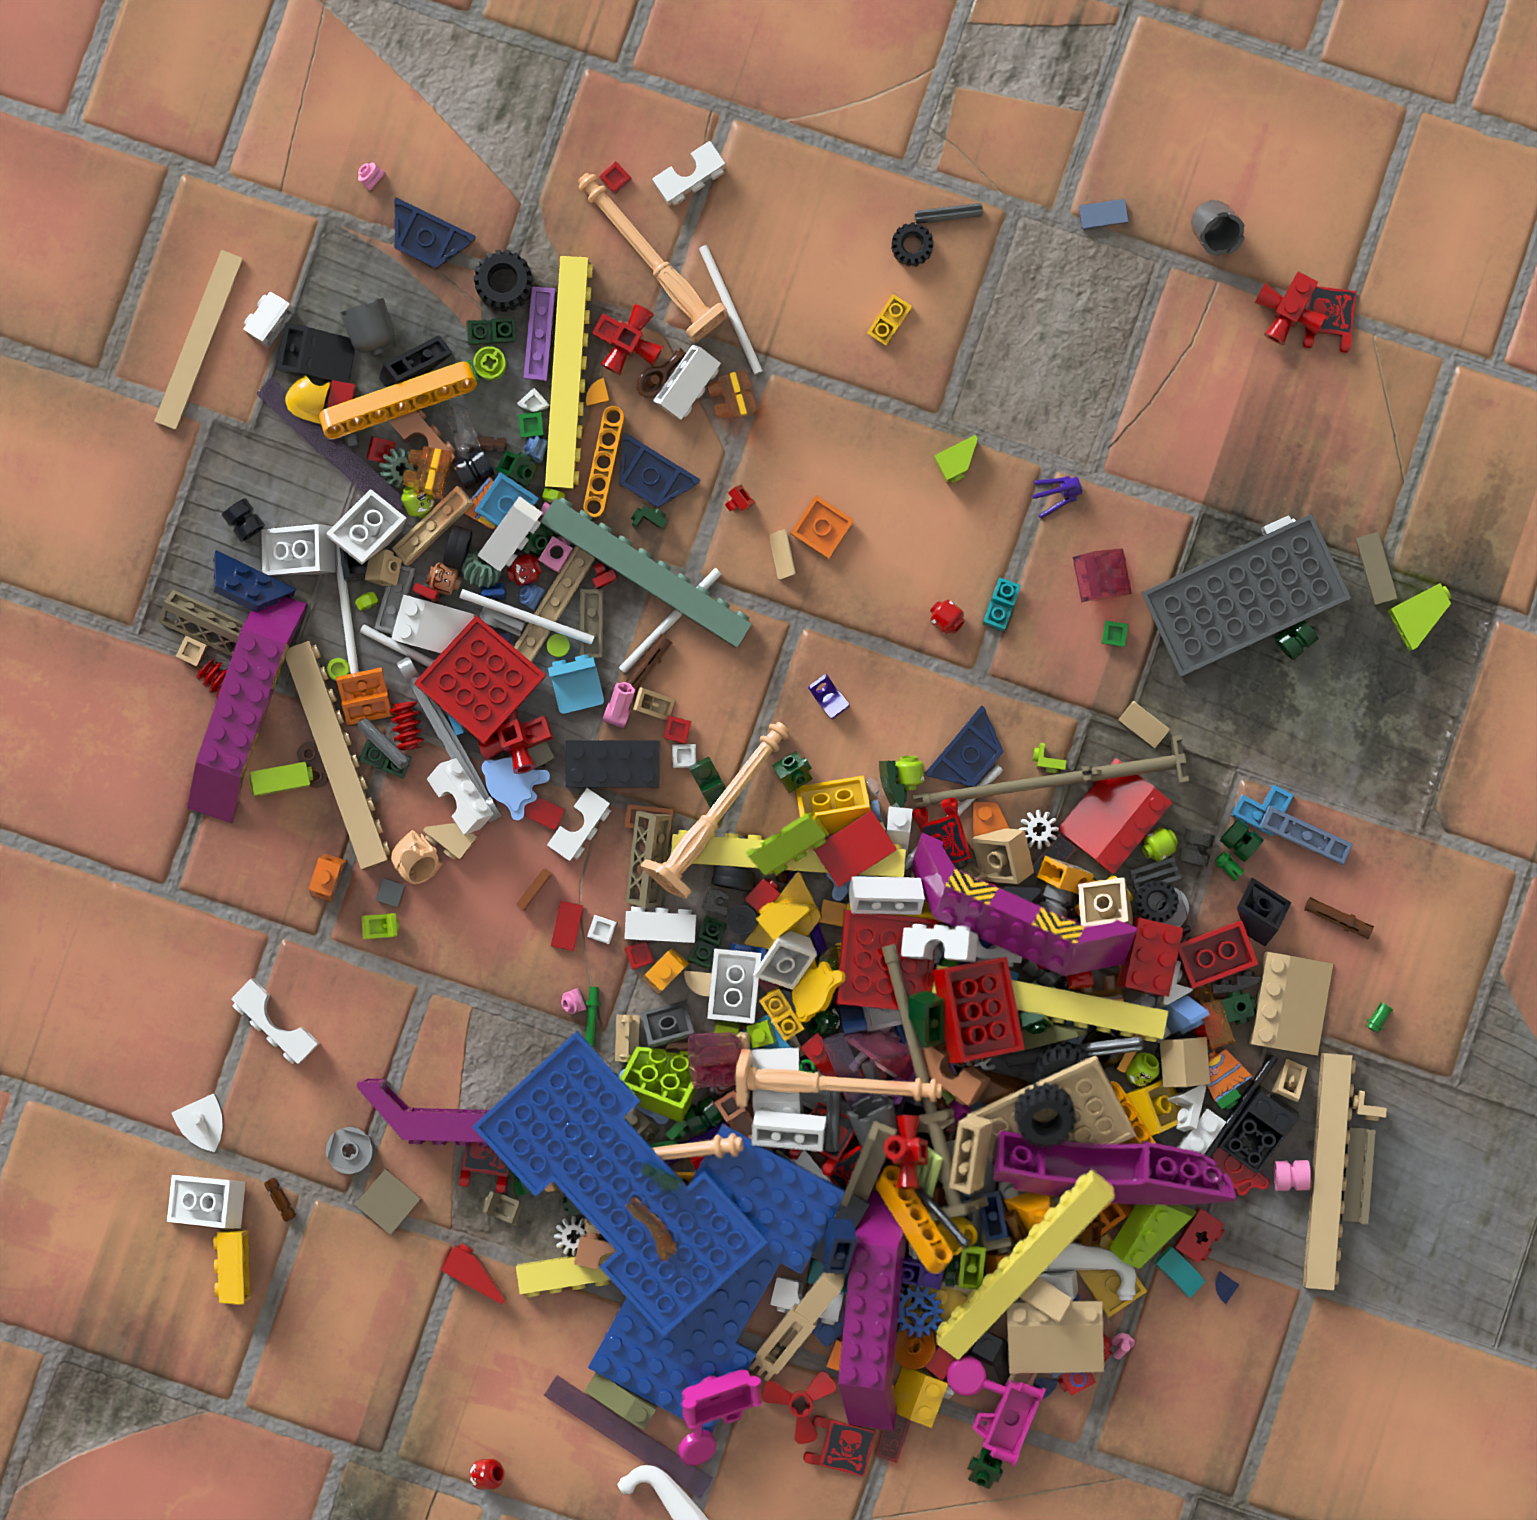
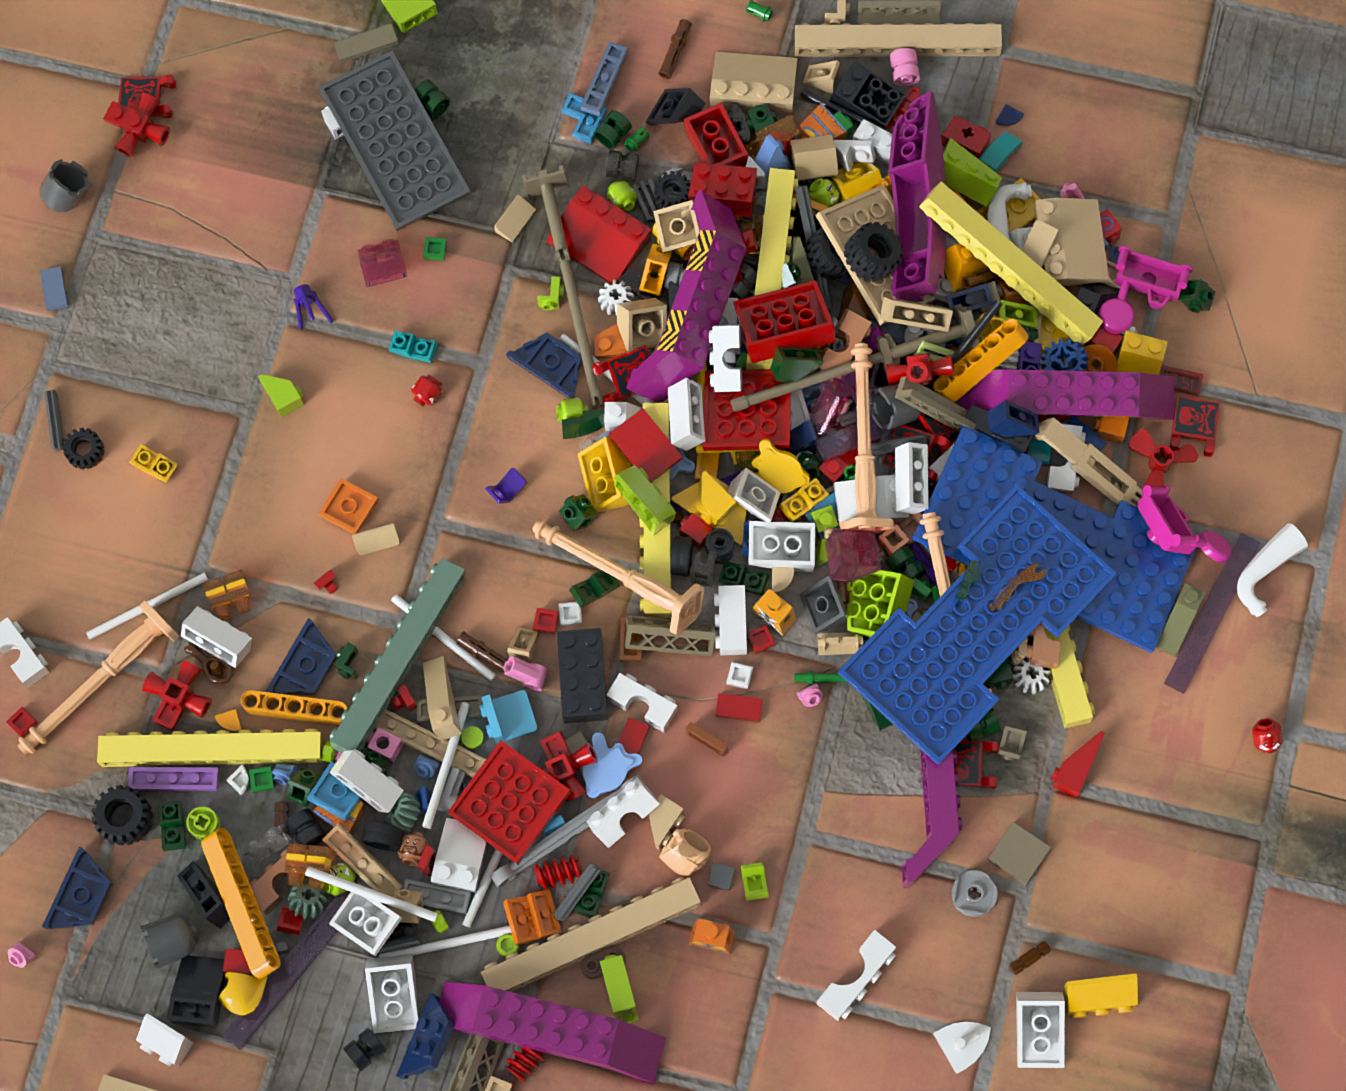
camera: 90 degrees left, 15 degrees down
(390, 534) = (372, 894): none -> white piece
(524, 570) = (402, 771): red head -> none
(598, 614) = (440, 699): none -> tan slope

